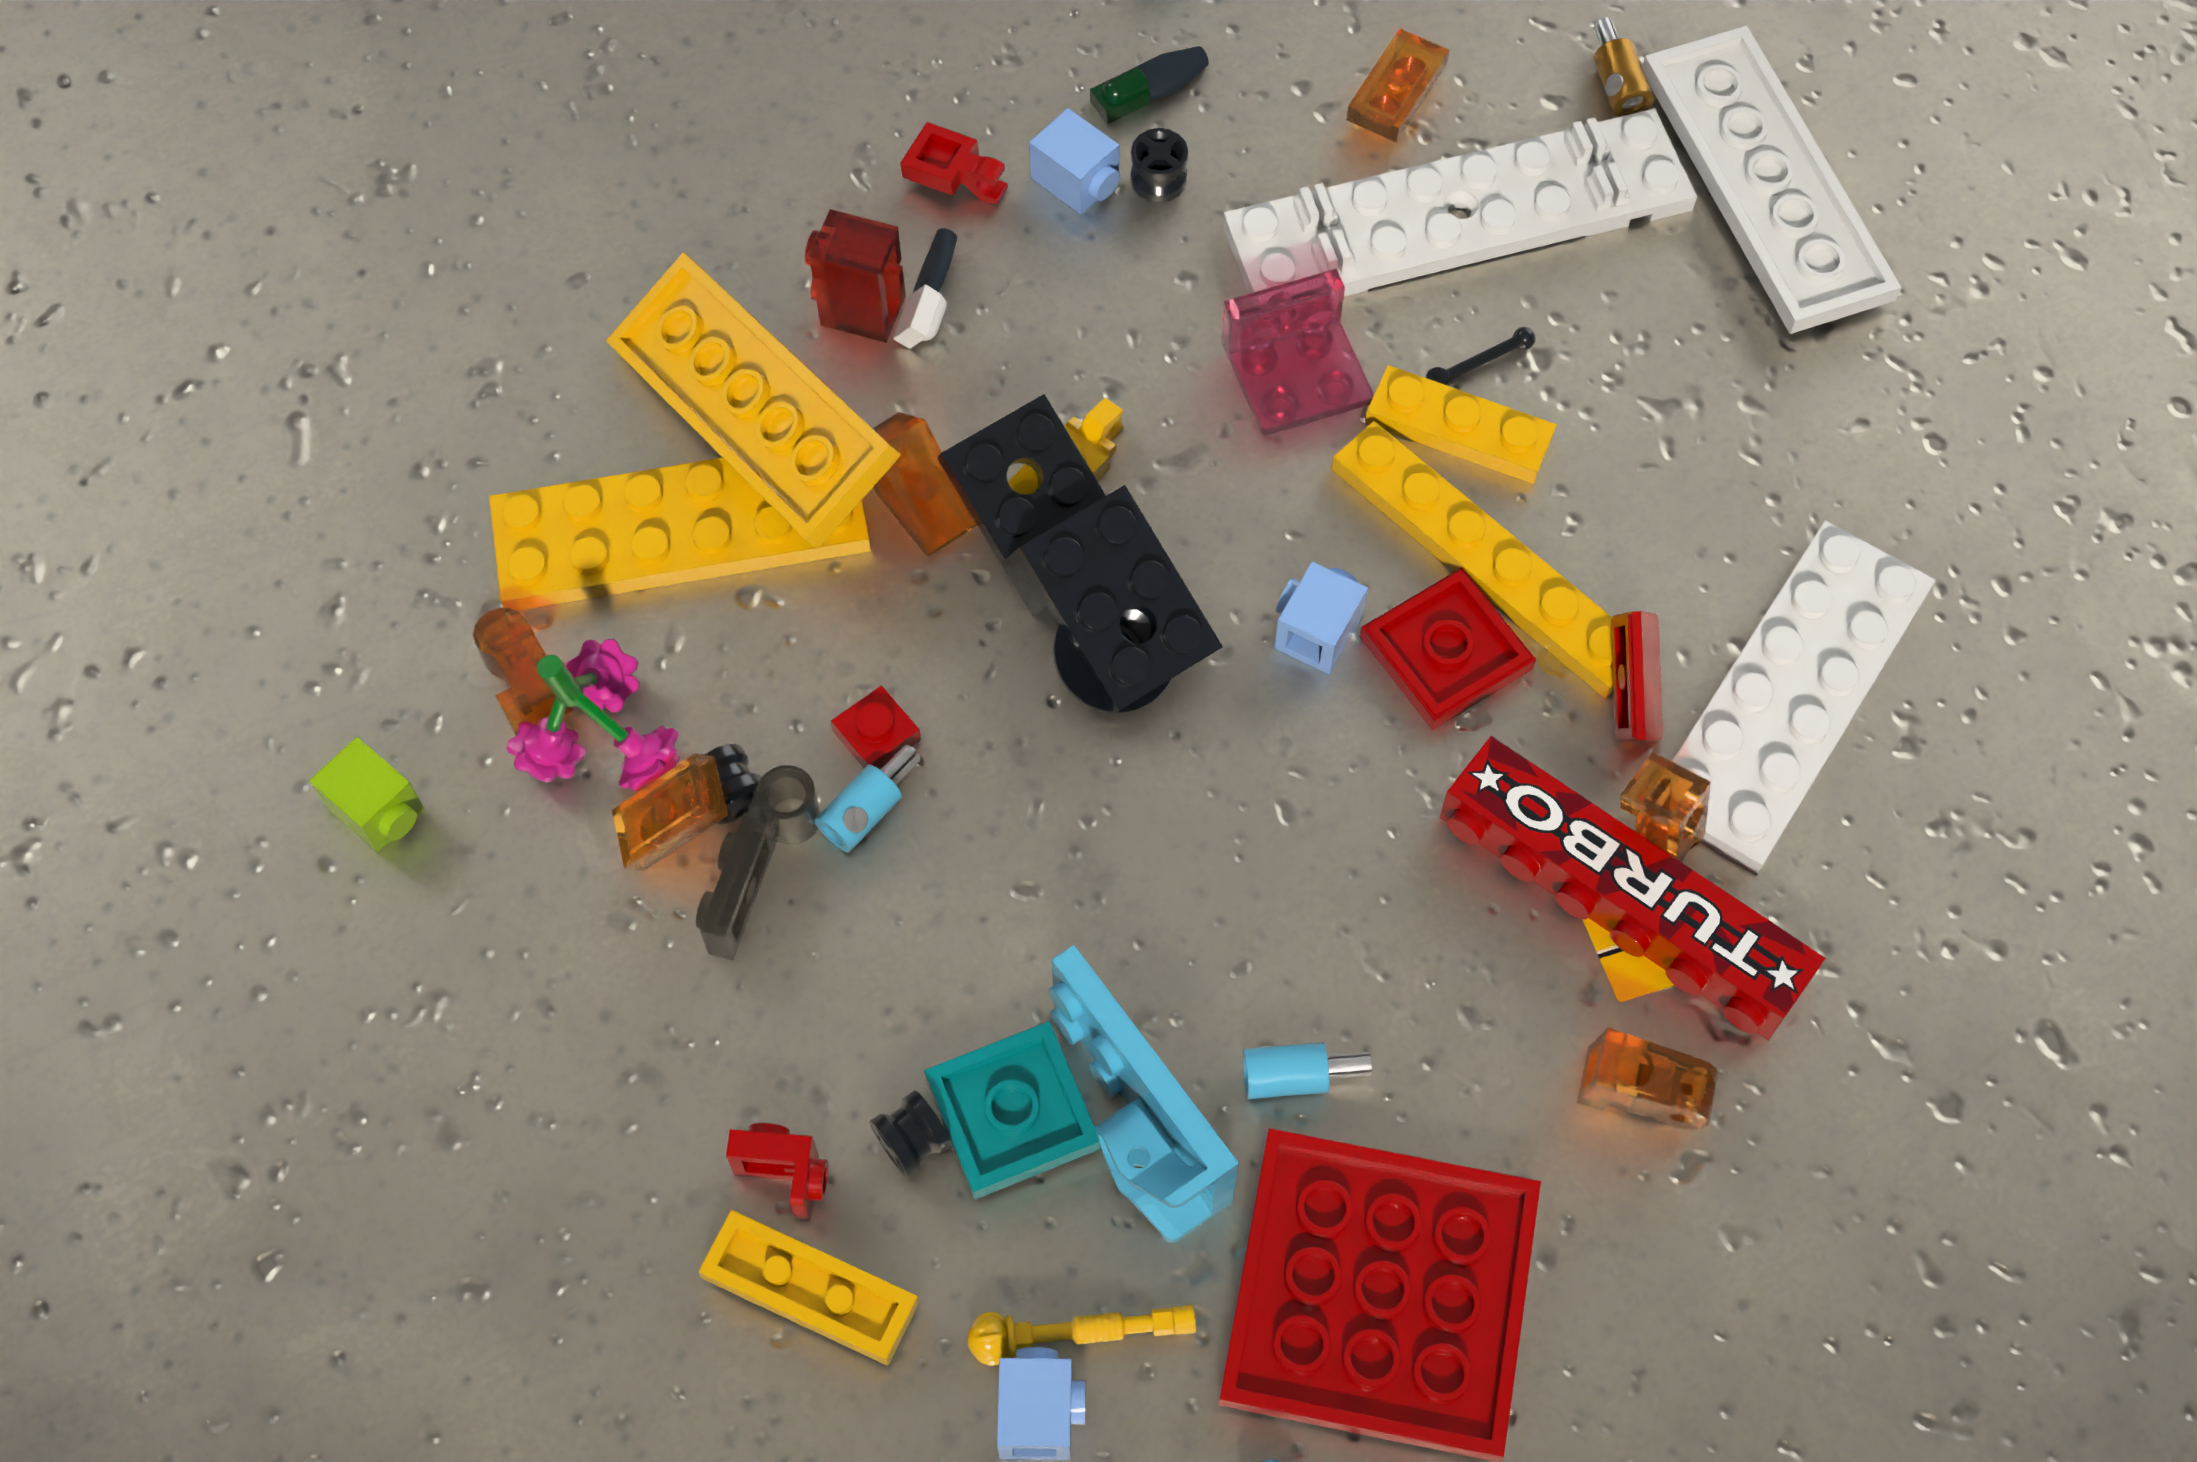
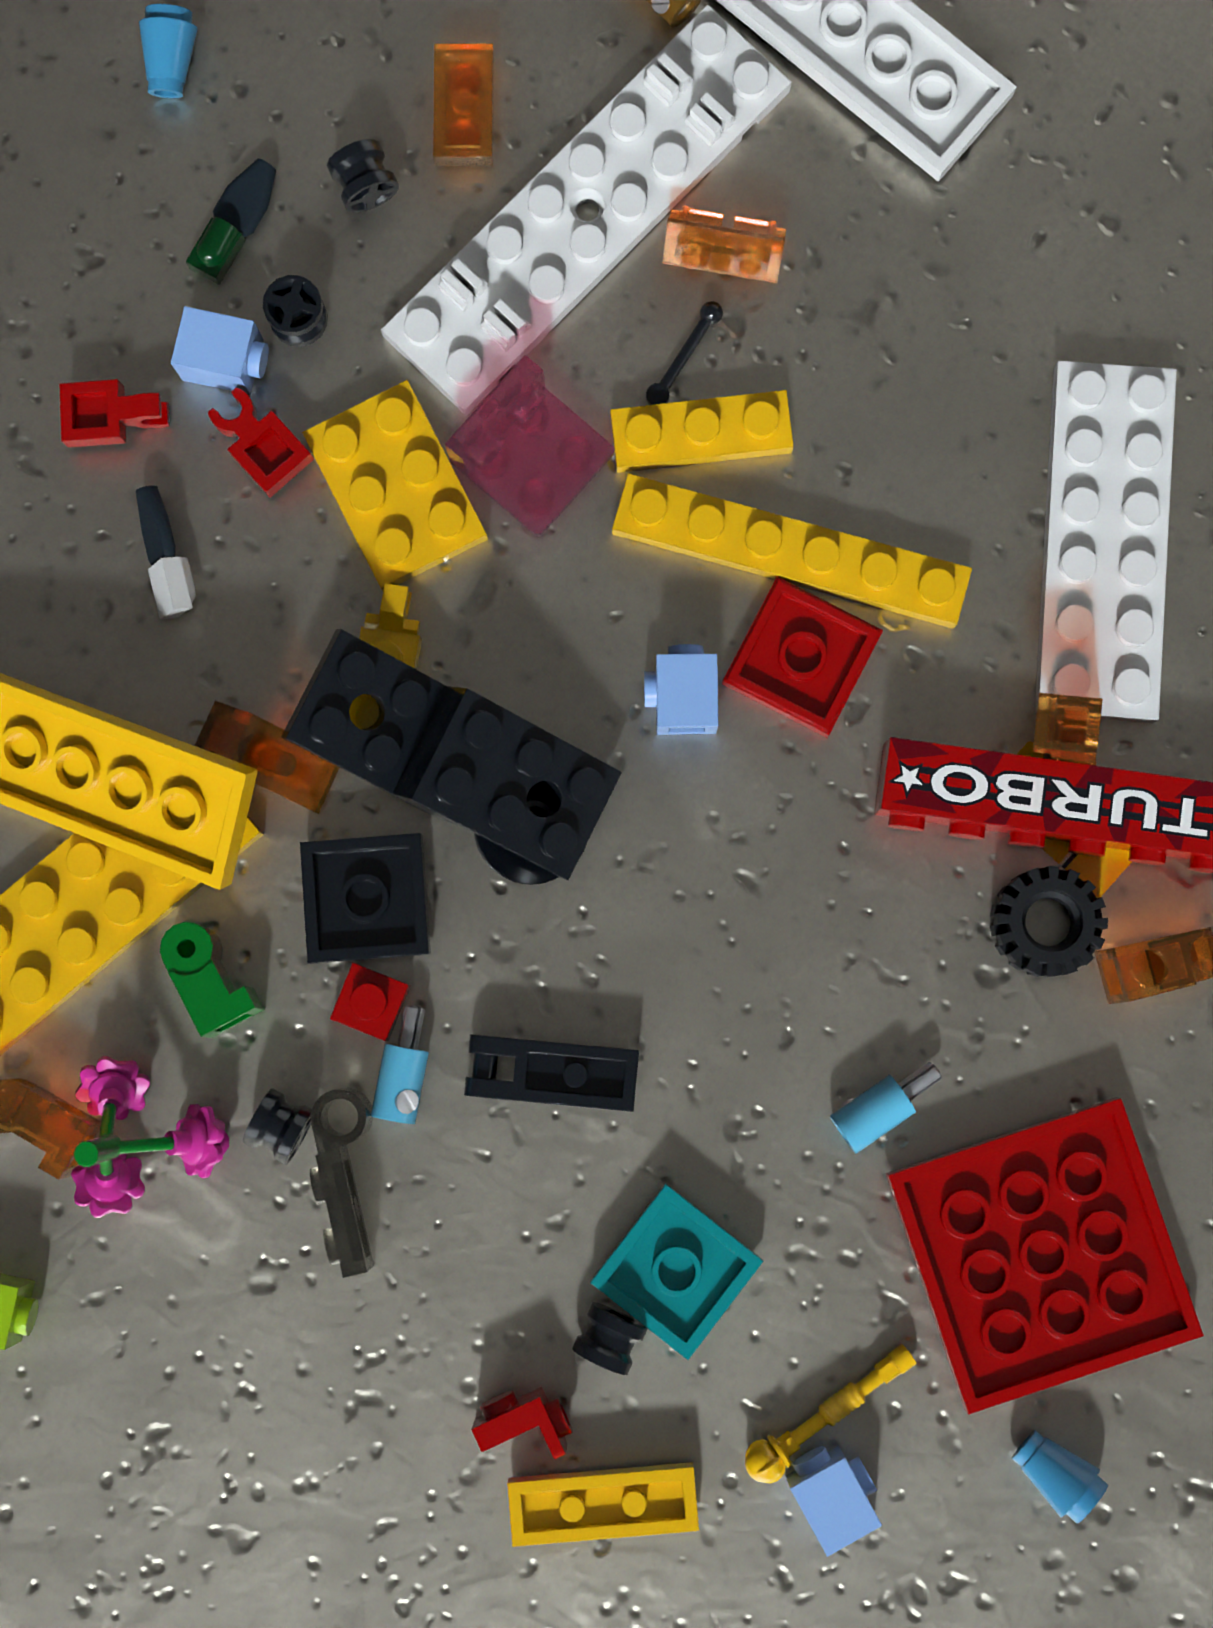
camera: 25 degrees left, 20 degrees up
(669, 812) = (251, 1186): clear orange plate -> none
(740, 622) = (195, 967): none -> green leg
(856, 275) = (96, 589): clear red piece -> none
(926, 639) = (365, 898): none -> black plate
(1005, 873) = (554, 1073): none -> black plate
(1065, 249) = (264, 447): none -> red plate
(1162, 336) = (395, 485): none -> yellow plate
(1184, 1161) = (848, 1258): medium azure plate -> none
(1279, 94) = (362, 175): none -> black wheel
(1564, 290) = (700, 242): none -> clear orange hinge
(1564, 951) = (1084, 915): none -> black tyre
(1636, 676) = (978, 608): red slope -> none

